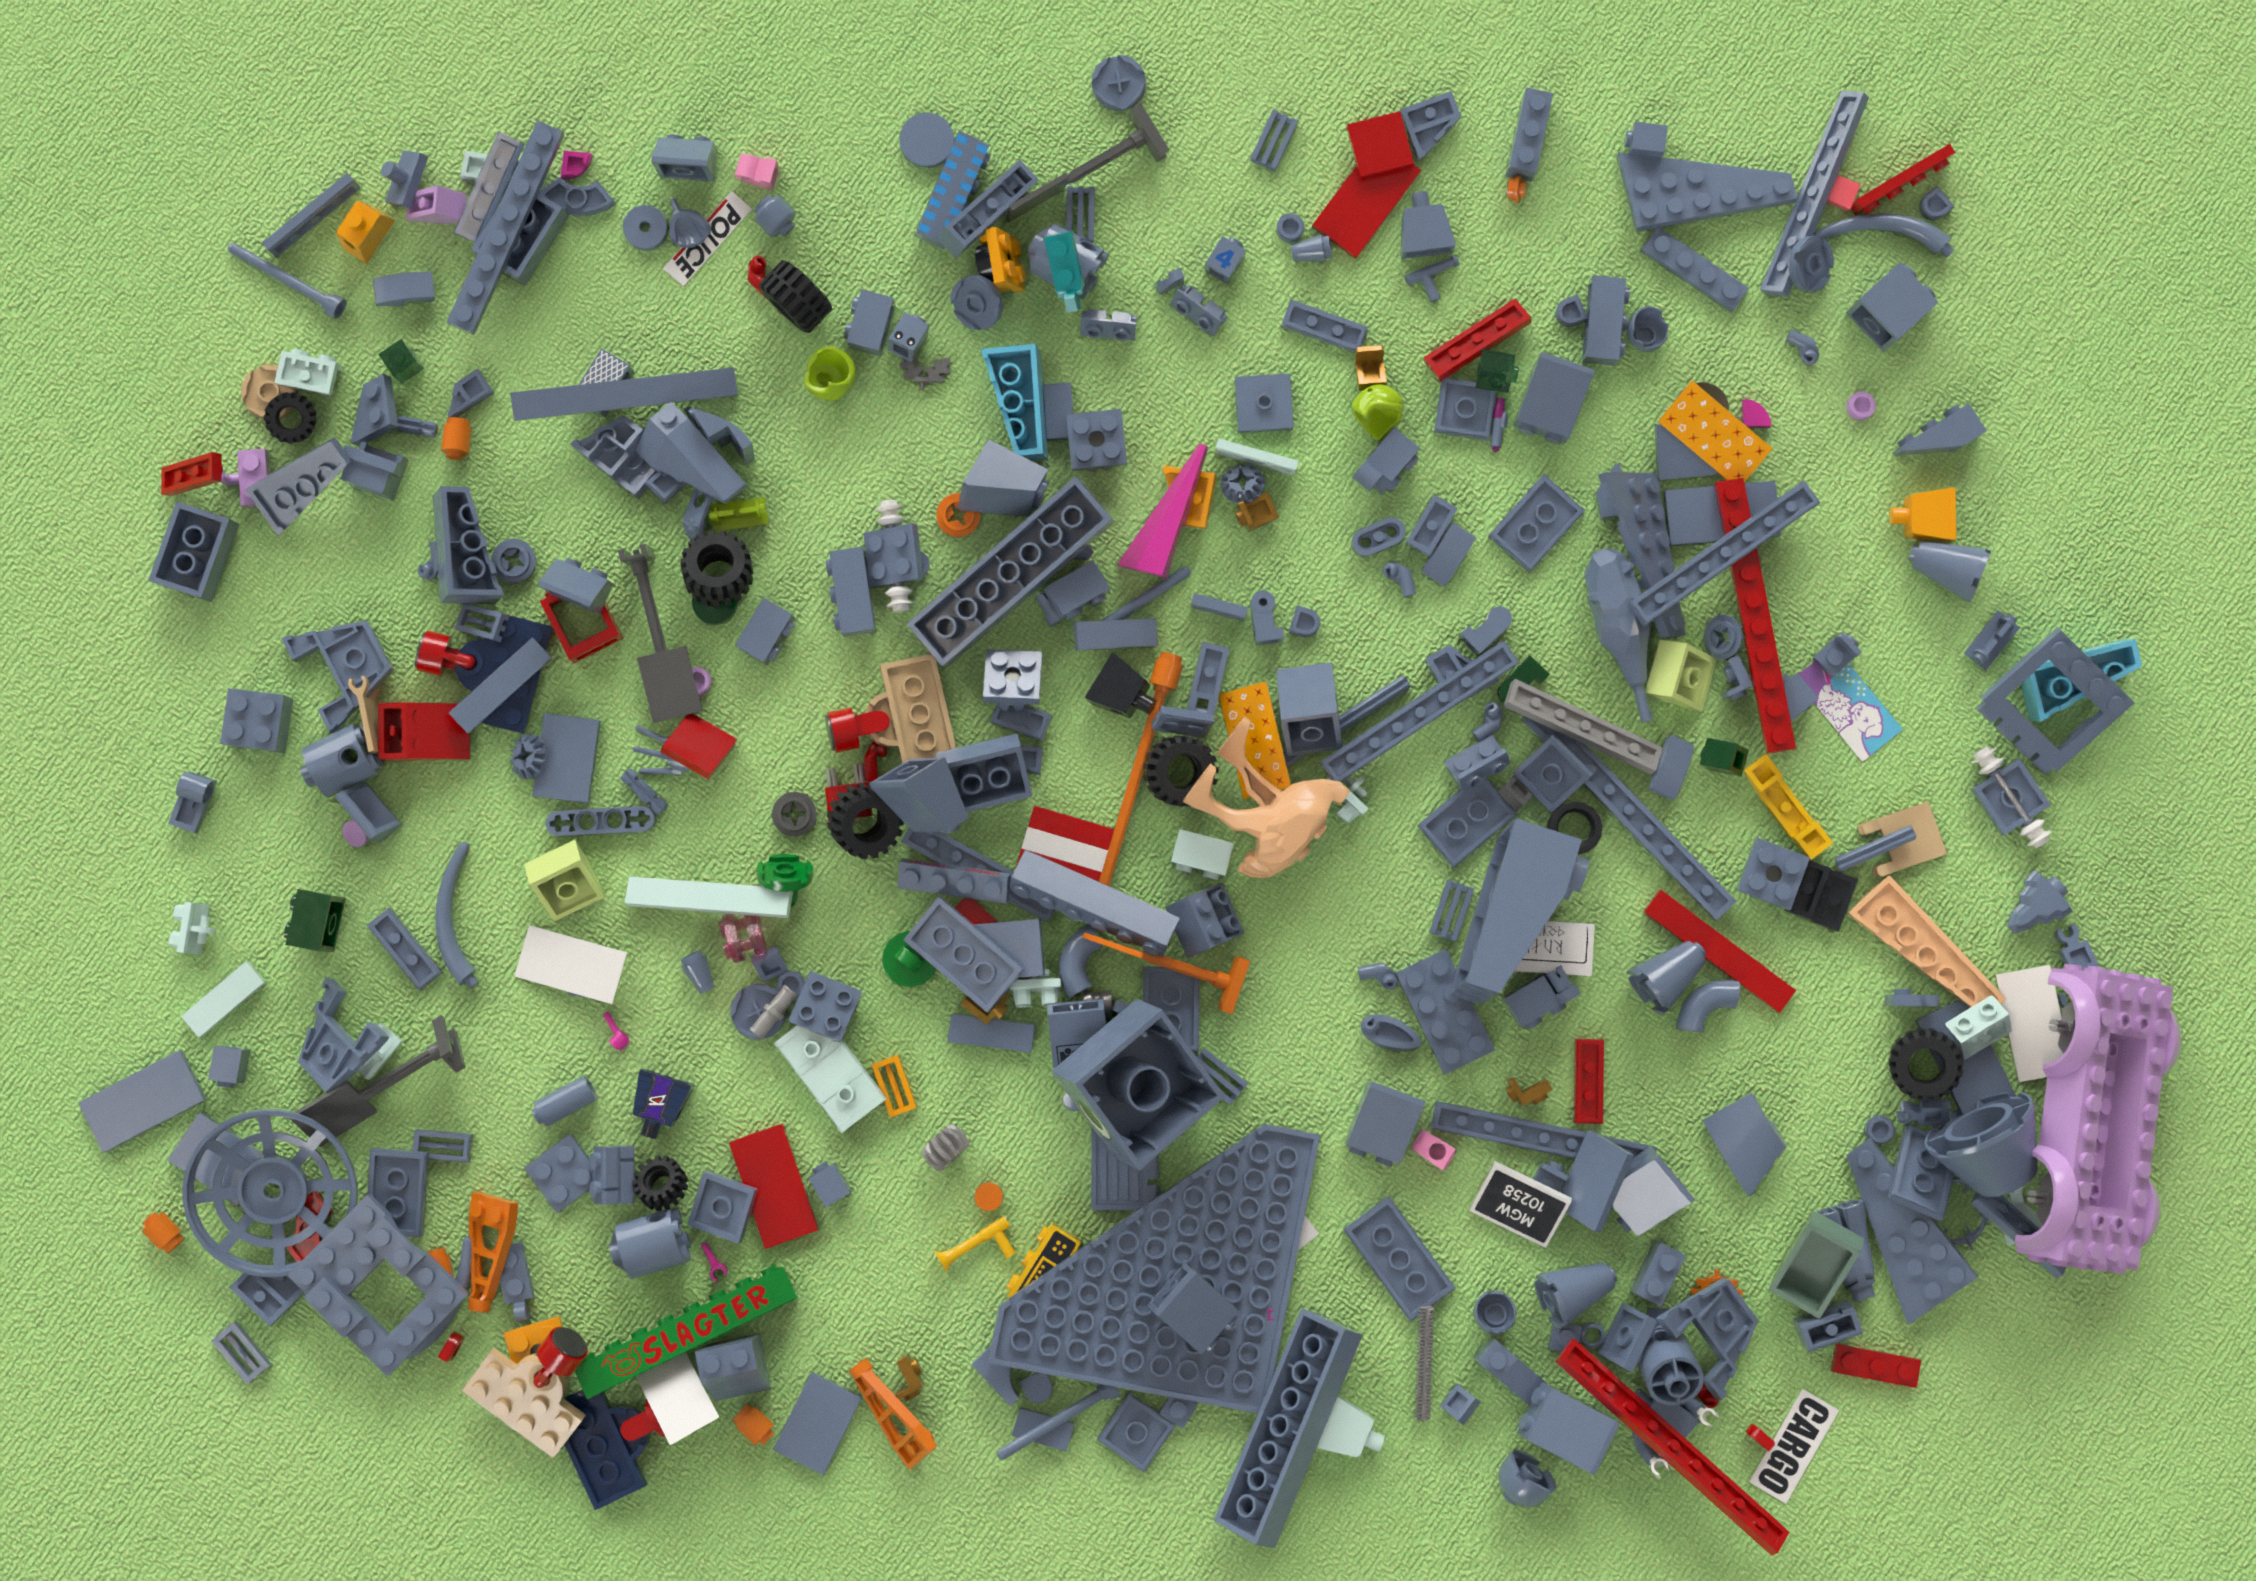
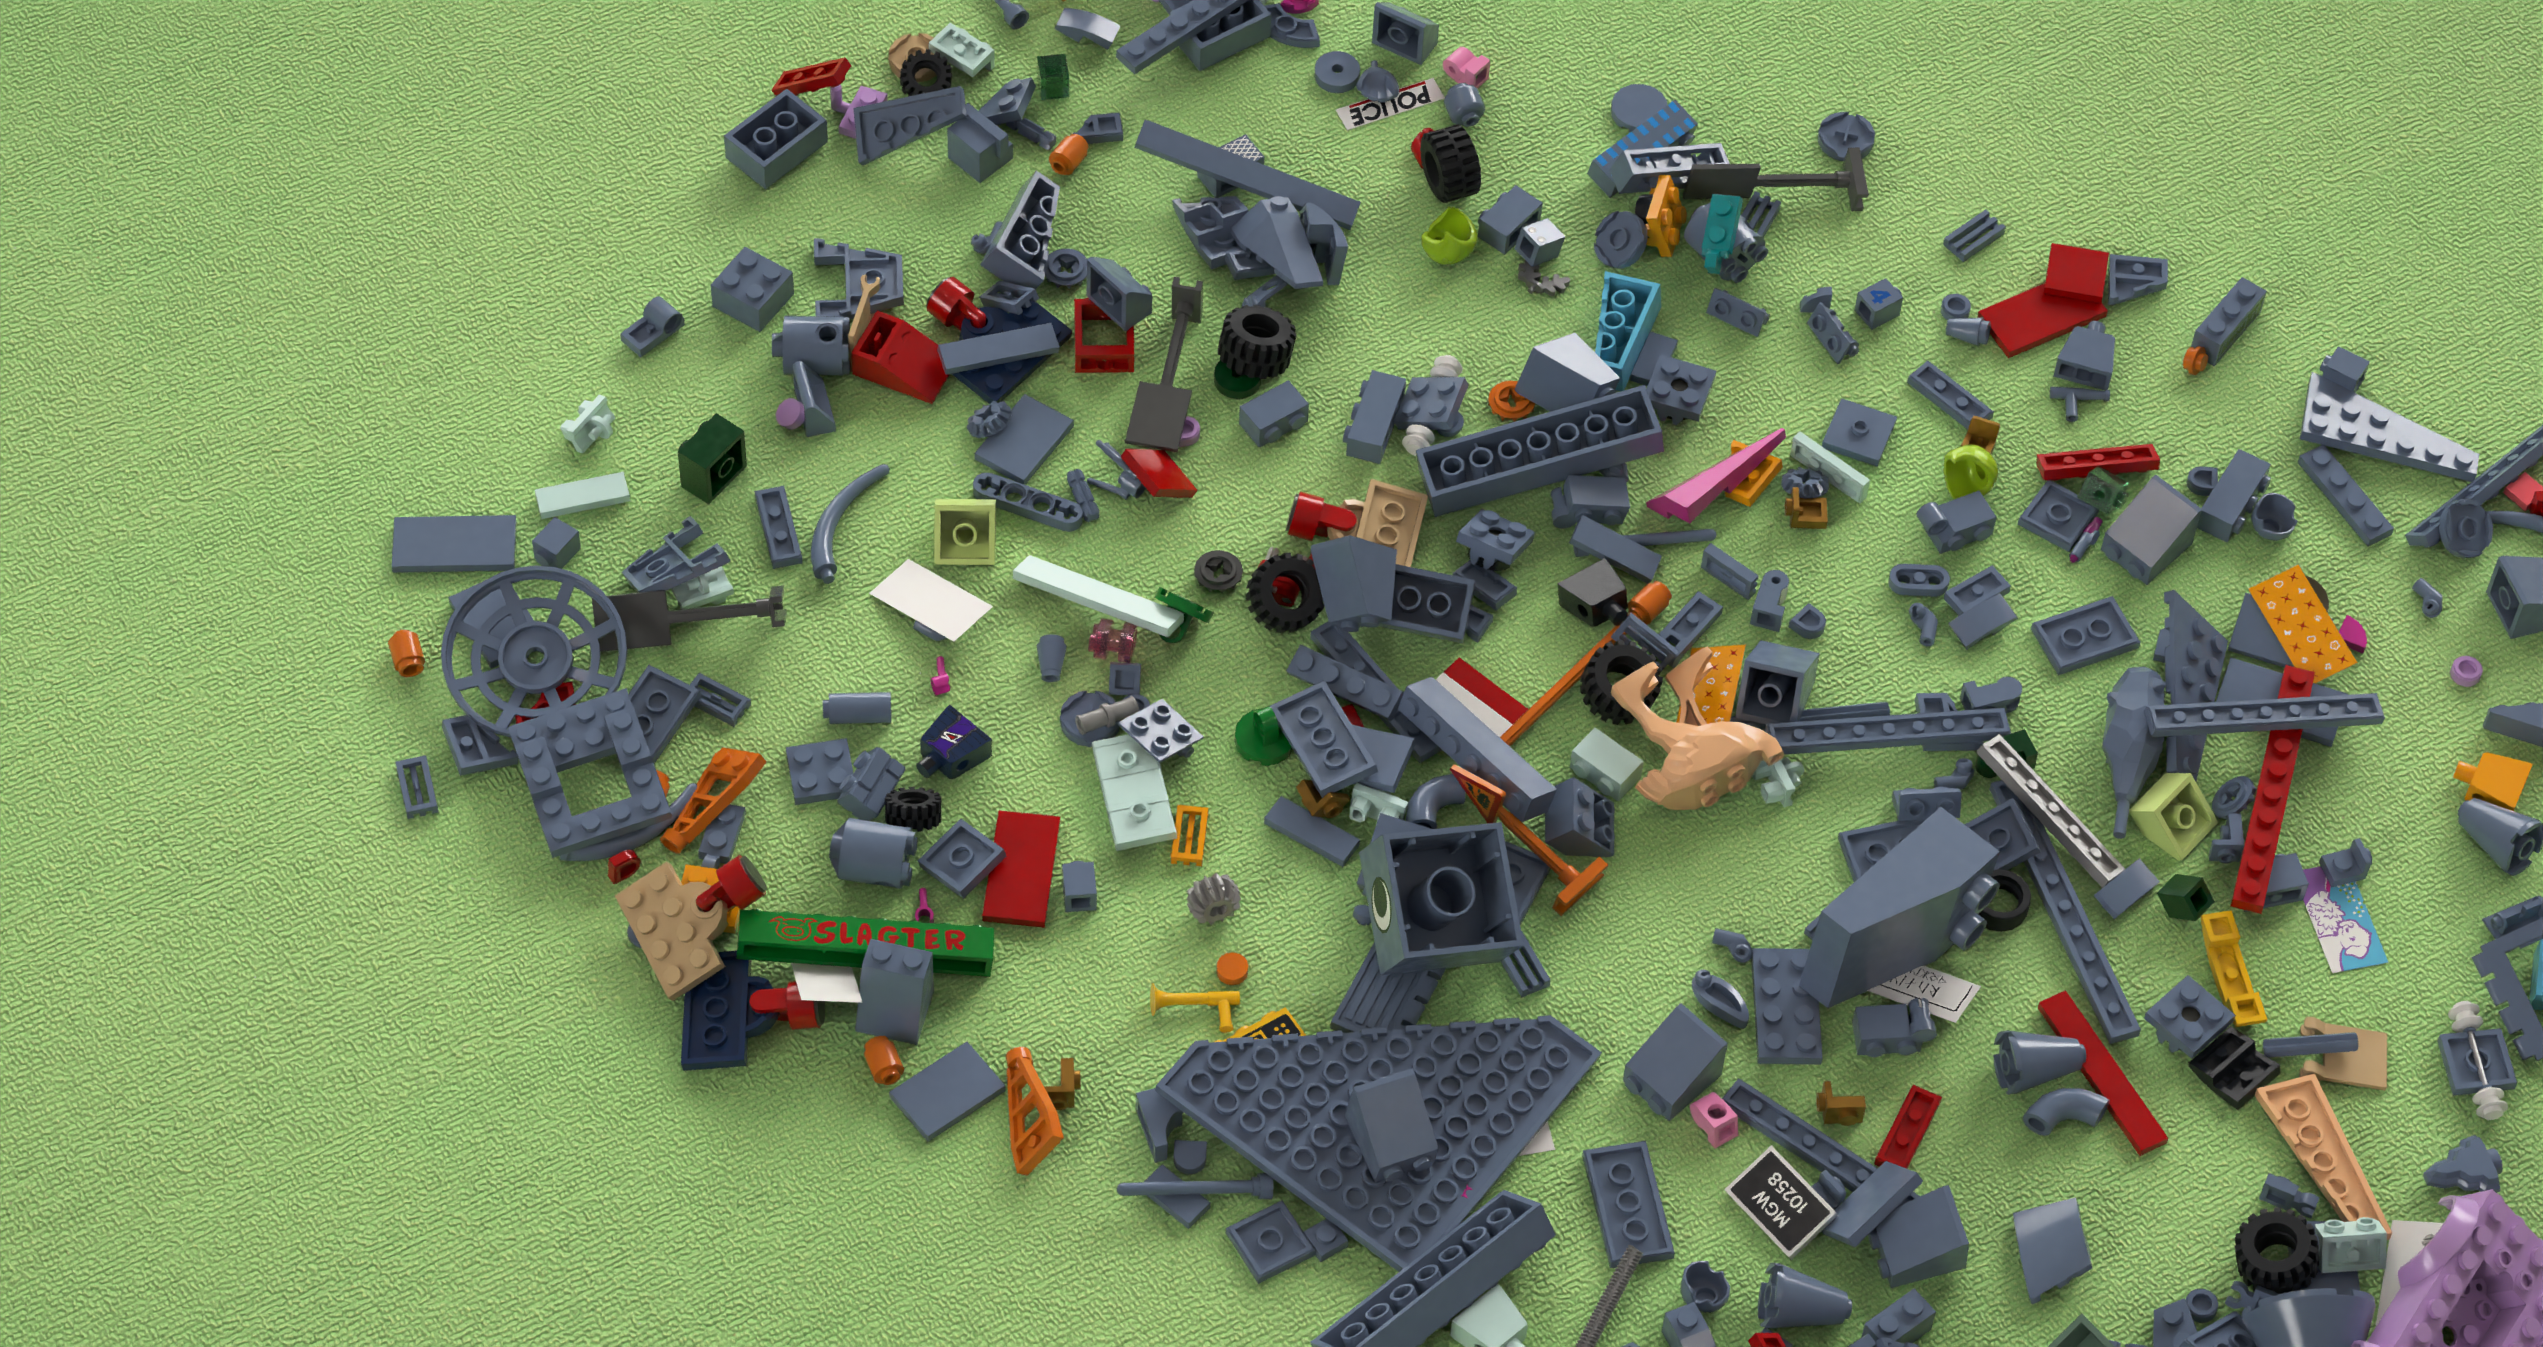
camera: 25 degrees right, 30 degrees down
(738, 514) = (1304, 318): lime hinge -> none

